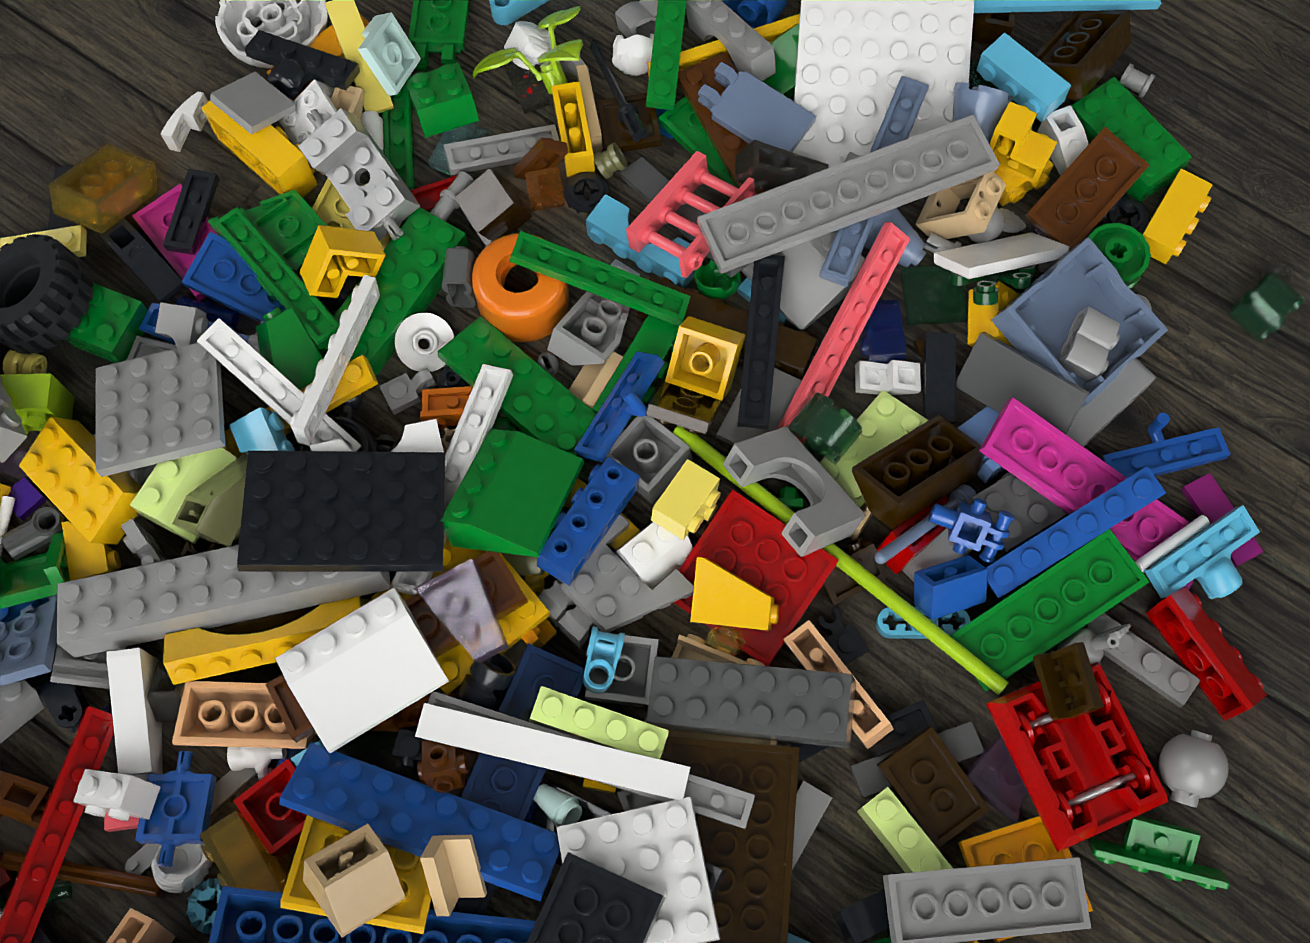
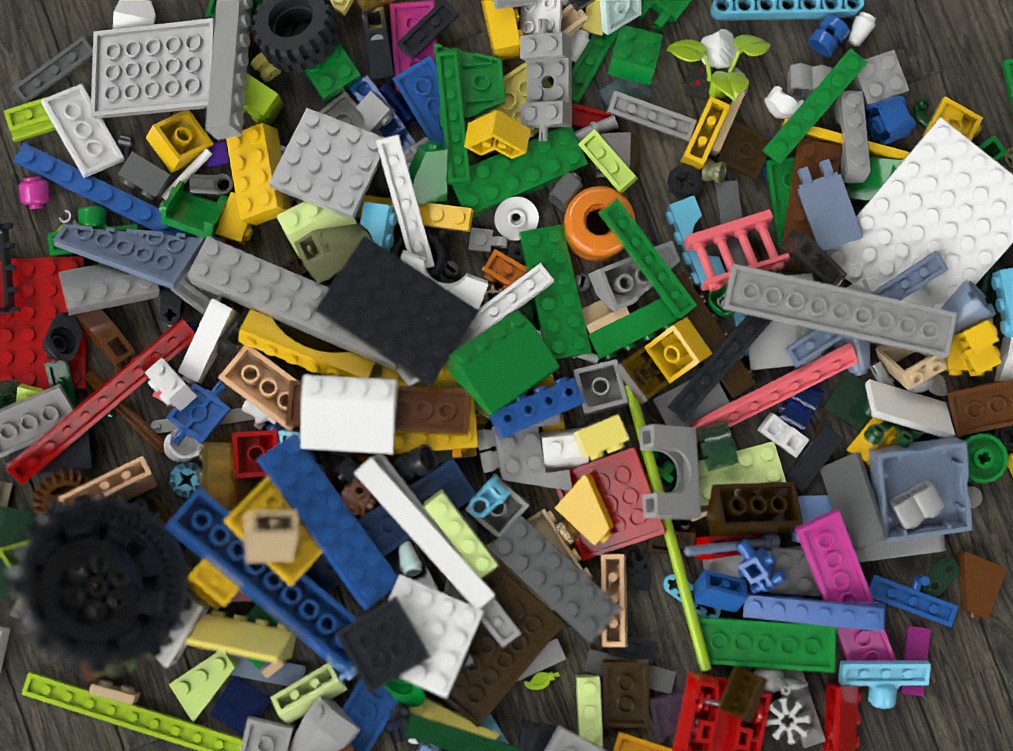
camera: 25 degrees right, 15 degrees up
(142, 543) = (270, 239): light grey plate -> none
(331, 368) = (459, 199): white plate -> none
(452, 871) = (326, 561): tan panel -> none
(466, 609) = (429, 419): clear purple wing -> none
(484, 211) = (608, 161): none -> lime plate
(542, 155) = (669, 143): reddish brown plate -> none
(545, 189) = (659, 162): clear orange panel -> none
(619, 406) = (604, 348): blue plate -> none
(628, 111) = (747, 147): black piece -> none
(821, 846) = (541, 680): none -> lime piece
(1153, 677) = (794, 728): none -> light grey gear
(1172, 542) = (869, 656): white bar -> none
(1178, 410) = (940, 576): none -> clear green plate
(1219, 390) = (978, 584): none -> reddish brown slope

